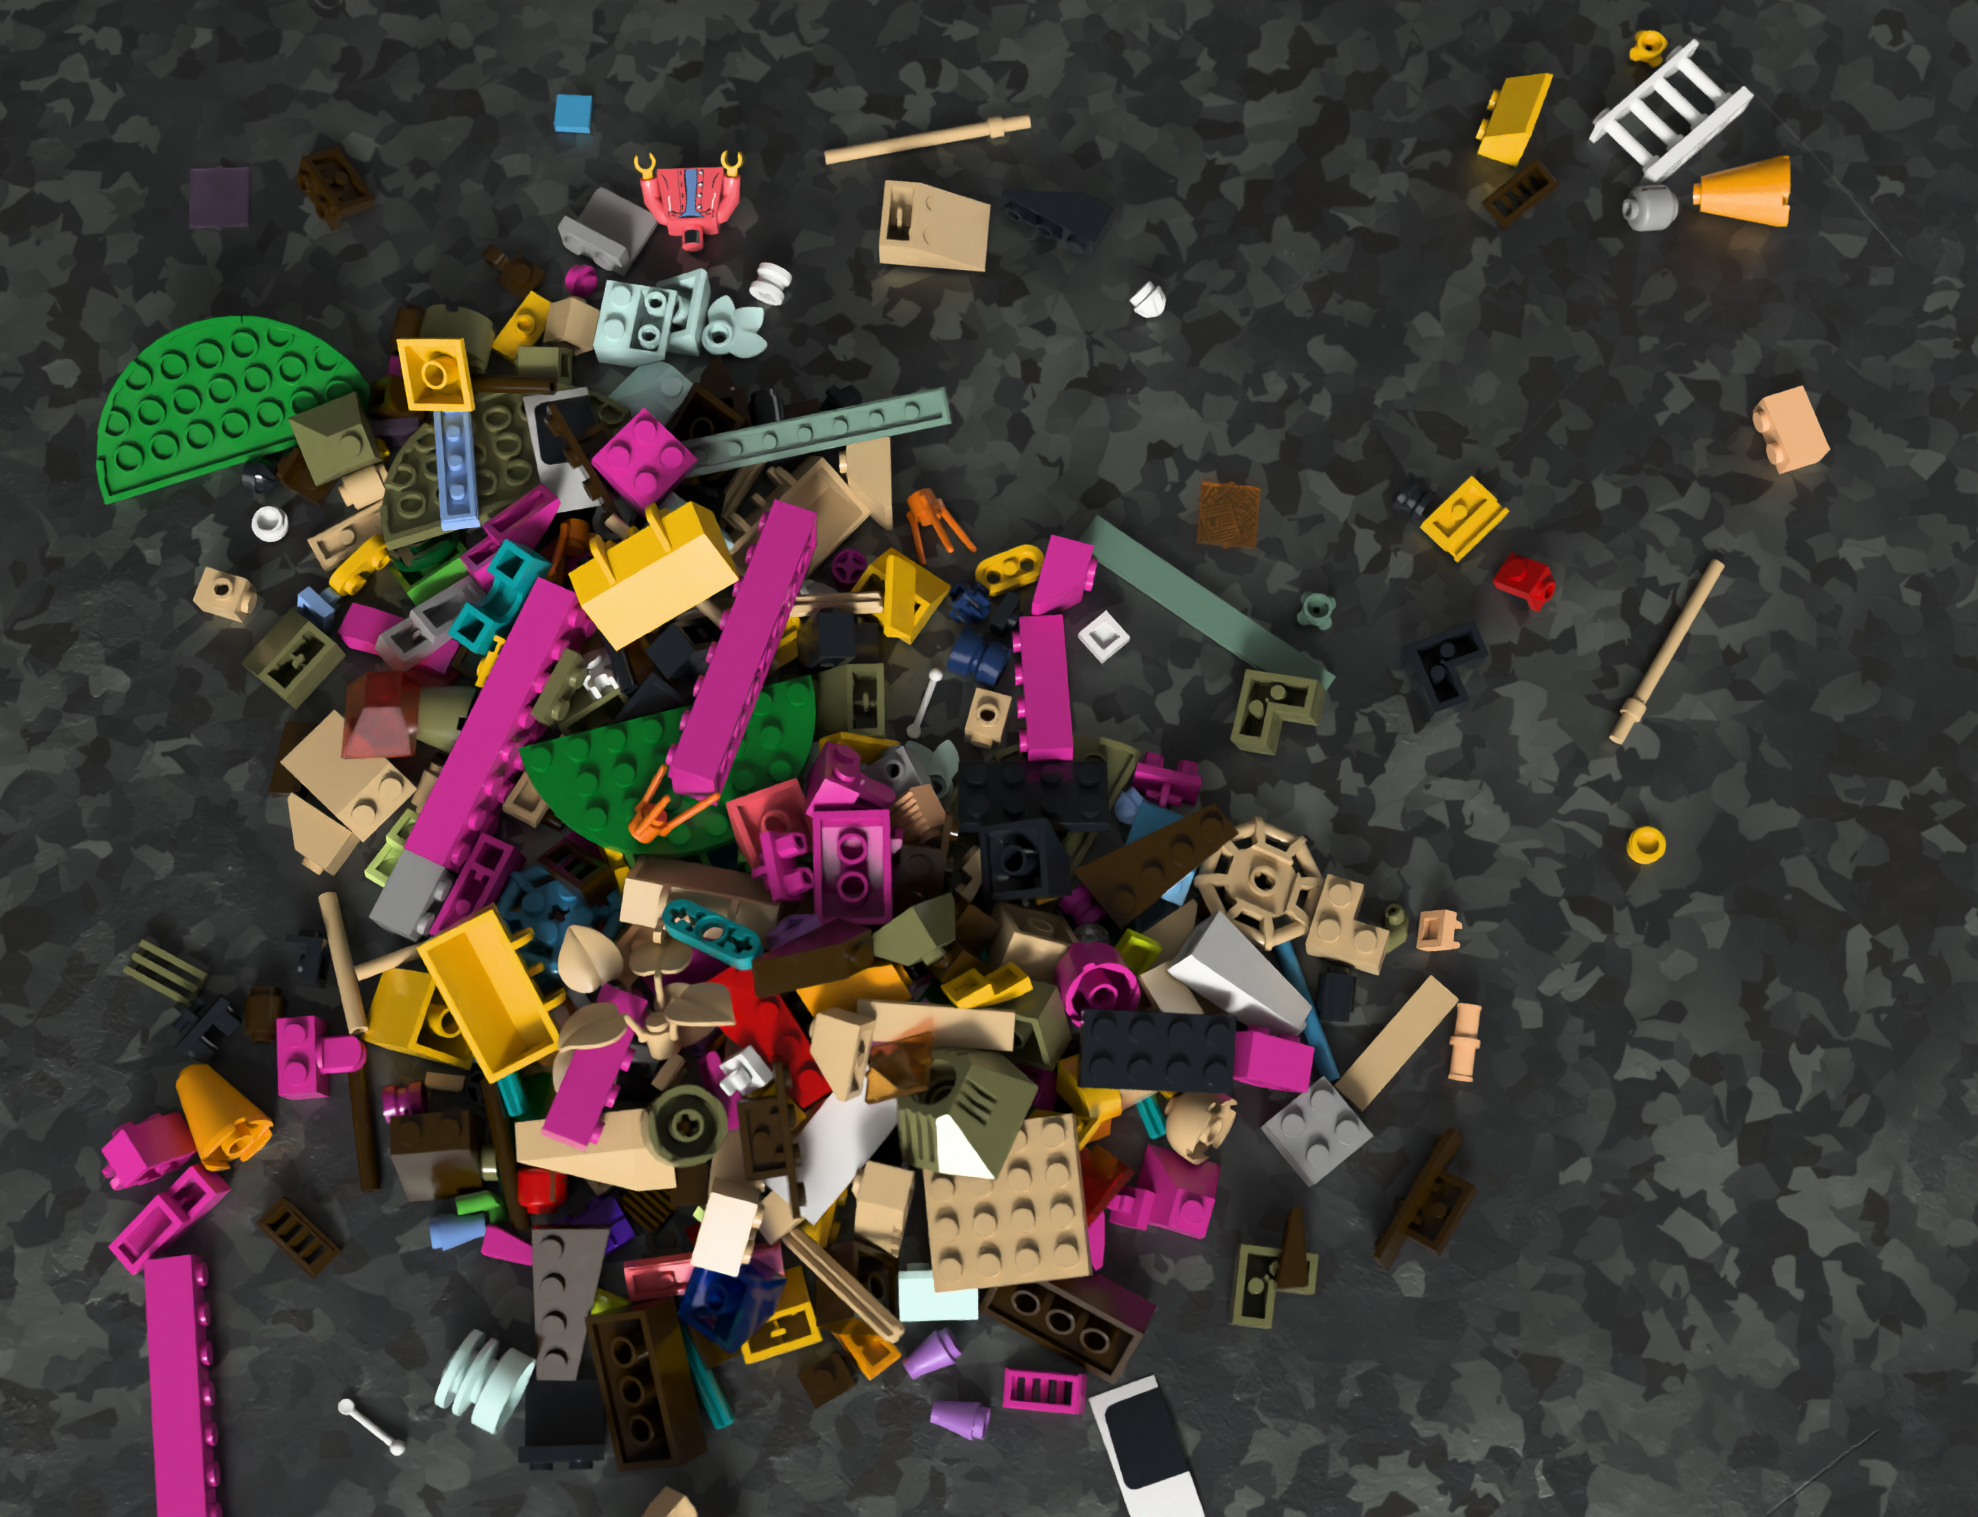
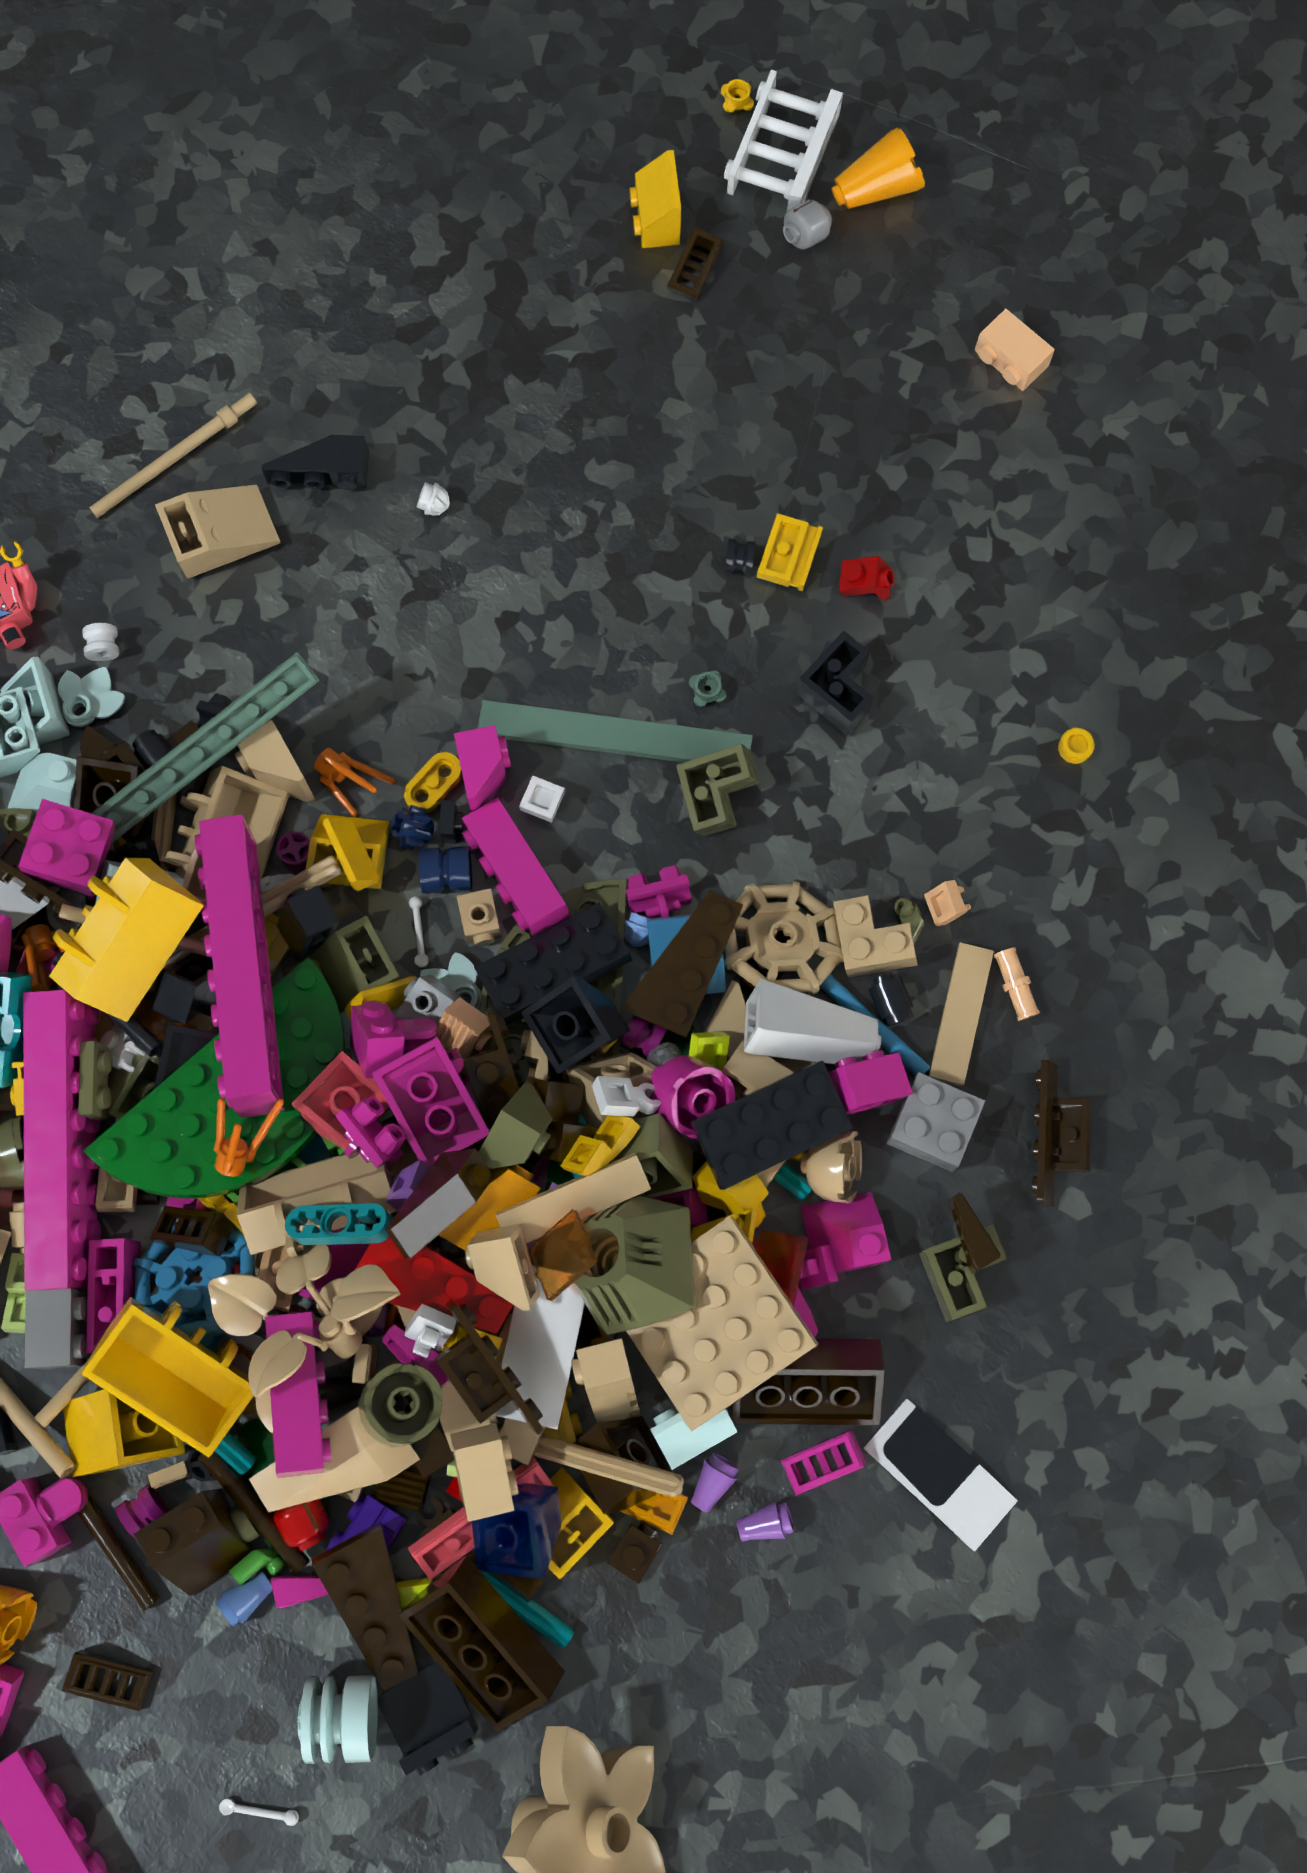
camera: 25 degrees left, 0 degrees up
(1029, 953) = (619, 1097): none -> white plate
(1228, 515) = (592, 646): clear orange piece -> none
(1635, 707) = (1008, 636): tan bar -> none

